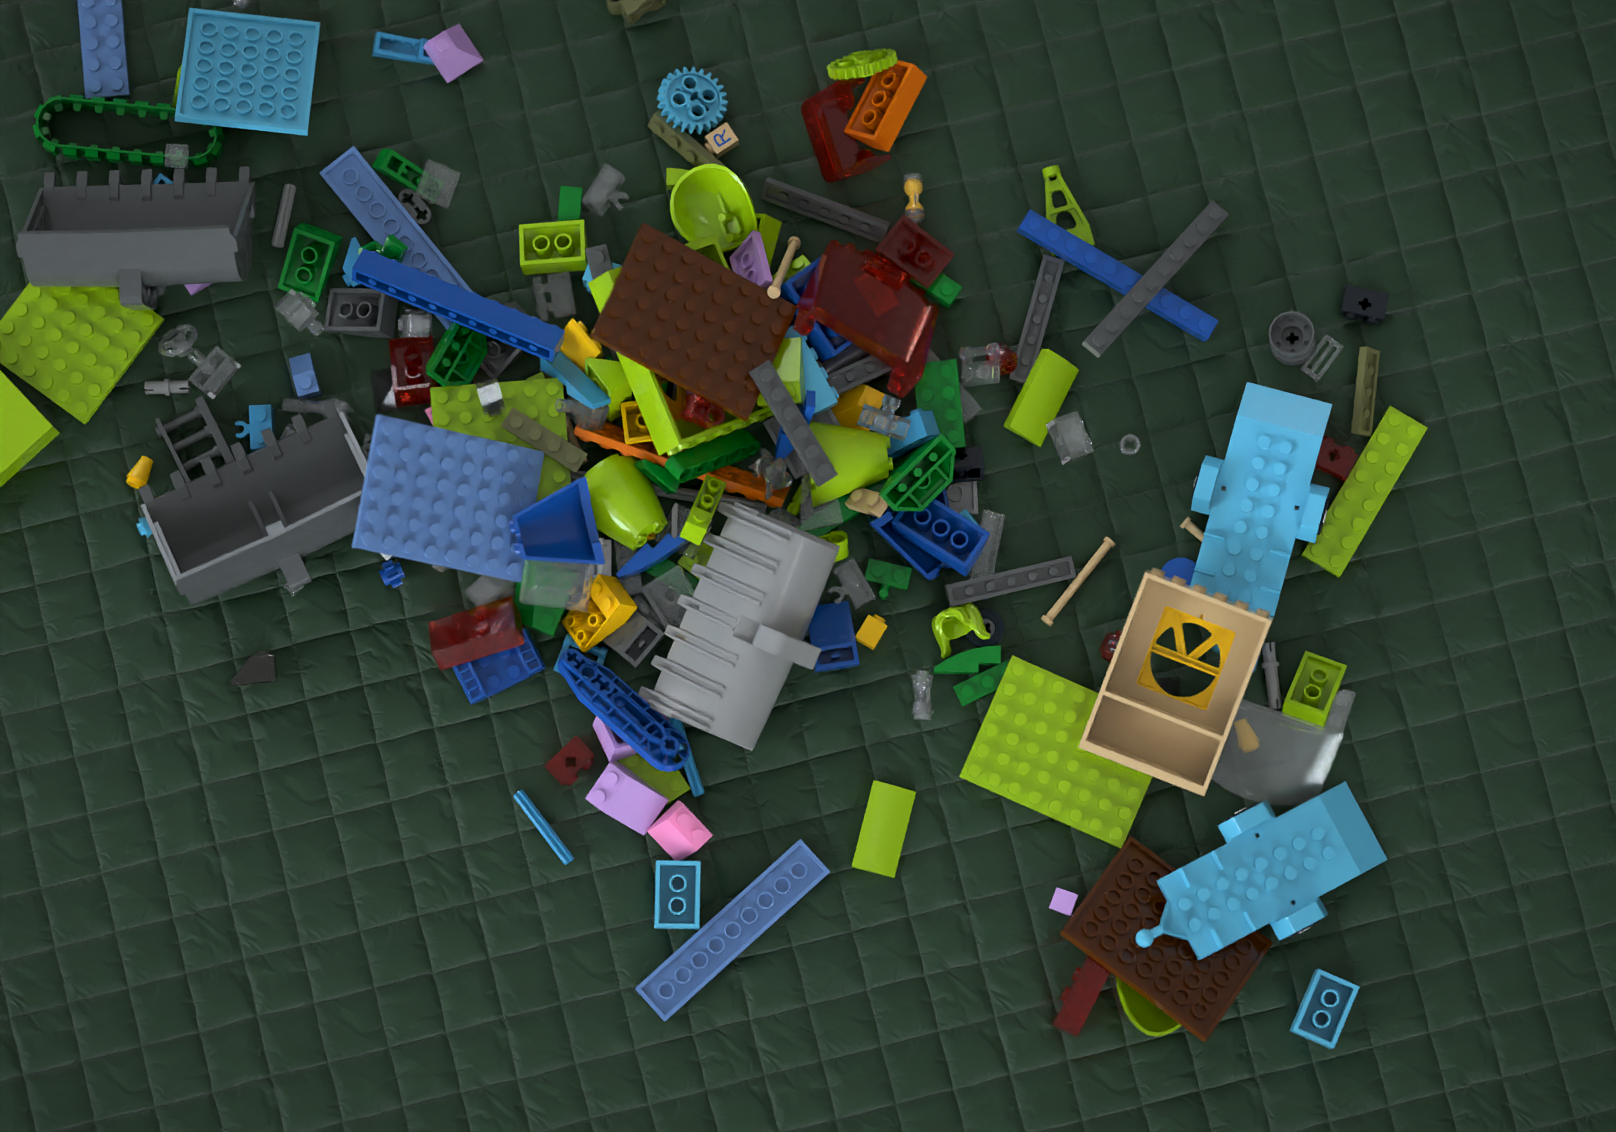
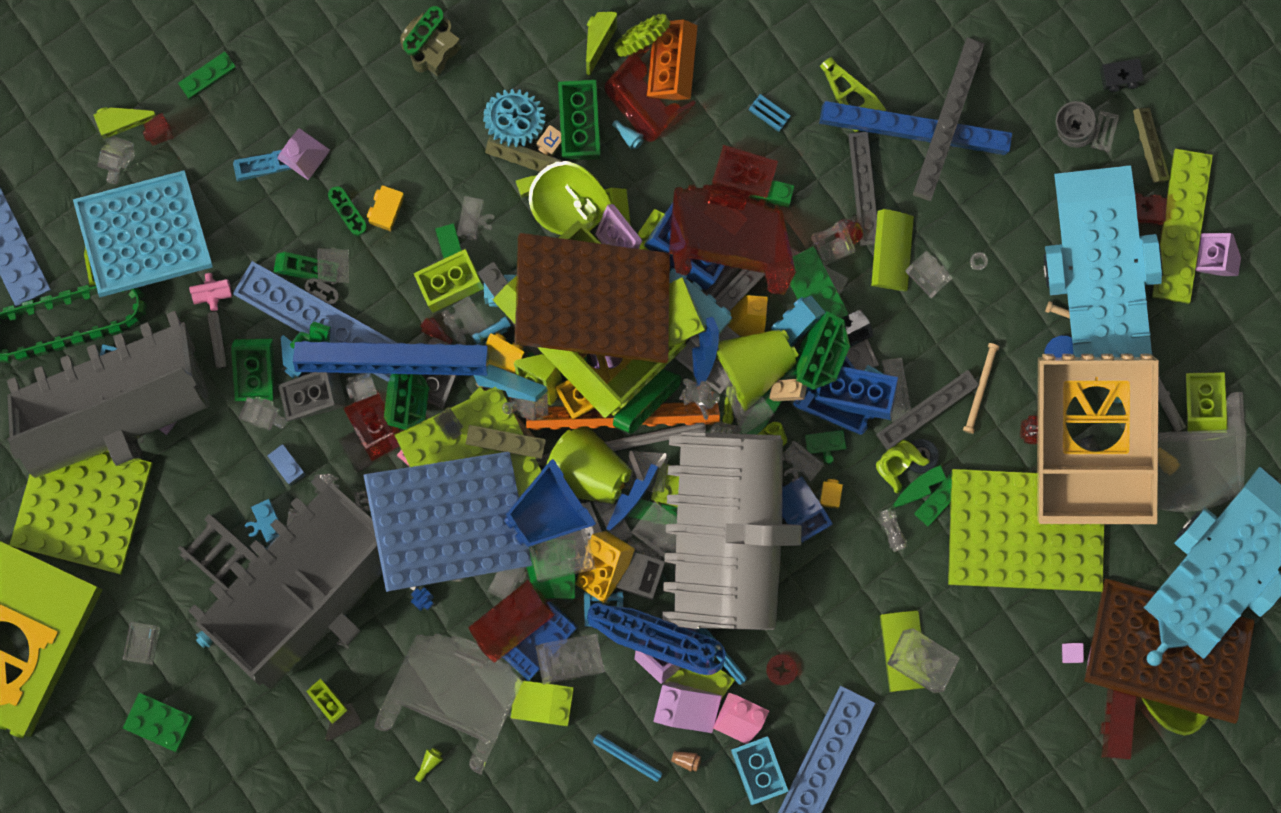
camera: 20 degrees left, 0 degrees up
(62, 595) = (158, 722): none -> green brick
(78, 505) = (141, 643): none -> clear slope
(140, 473) = (182, 597): yellow cone -> none
(167, 387) = (177, 517): light grey pin -> none
(176, 155) = (111, 325): clear plate -> none
(179, 343) = (173, 478): clear piece -> none
(212, 371) = (209, 490): clear brick -> none
(248, 640) = (327, 700): none -> lime slope
(297, 162) = (211, 291): none -> bright pink pin
(303, 405) = (295, 489): clear axle -> none
(333, 748) = (430, 760): none -> lime cone
(390, 680) = (456, 687): none -> clear windscreen
(473, 148) = (359, 219): none -> green beam
(476, 733) = (543, 703): none -> lime slope
(516, 291) = (431, 327): none -> clear red cone
(517, 144) = (385, 208): none -> yellow brick
(522, 697) = (569, 659): none -> clear brick
(572, 750) = (619, 702): clear red brick -> none
(588, 318) = (500, 328): none -> dark azure plate
(605, 854) = (687, 760): none -> medium nougat cone
(658, 475) = (609, 434): green slope -> none
(697, 412) = (624, 369): clear red piece -> none
(703, 509) = (657, 448): lime slope -> none
(743, 787) = (789, 664): none -> clear red gear
(760, 129) = (579, 119): none -> green slope
(793, 244) = (646, 247): tan bar -> none
(793, 423) = (705, 349): dark grey plate -> none
(810, 171) = (631, 137): none -> medium azure cone
(818, 46) = (599, 34): none -> lime slope
(824, 210) = (657, 166): dark grey plate -> none
(884, 419) = (775, 318): clear brick -> none
(898, 846) = (923, 660): none -> clear brick
(913, 187) = (721, 120): clear piece -> none
(958, 184) = (756, 103): none -> dark azure tile
(1390, 537) = (1218, 254): none -> lavender slope

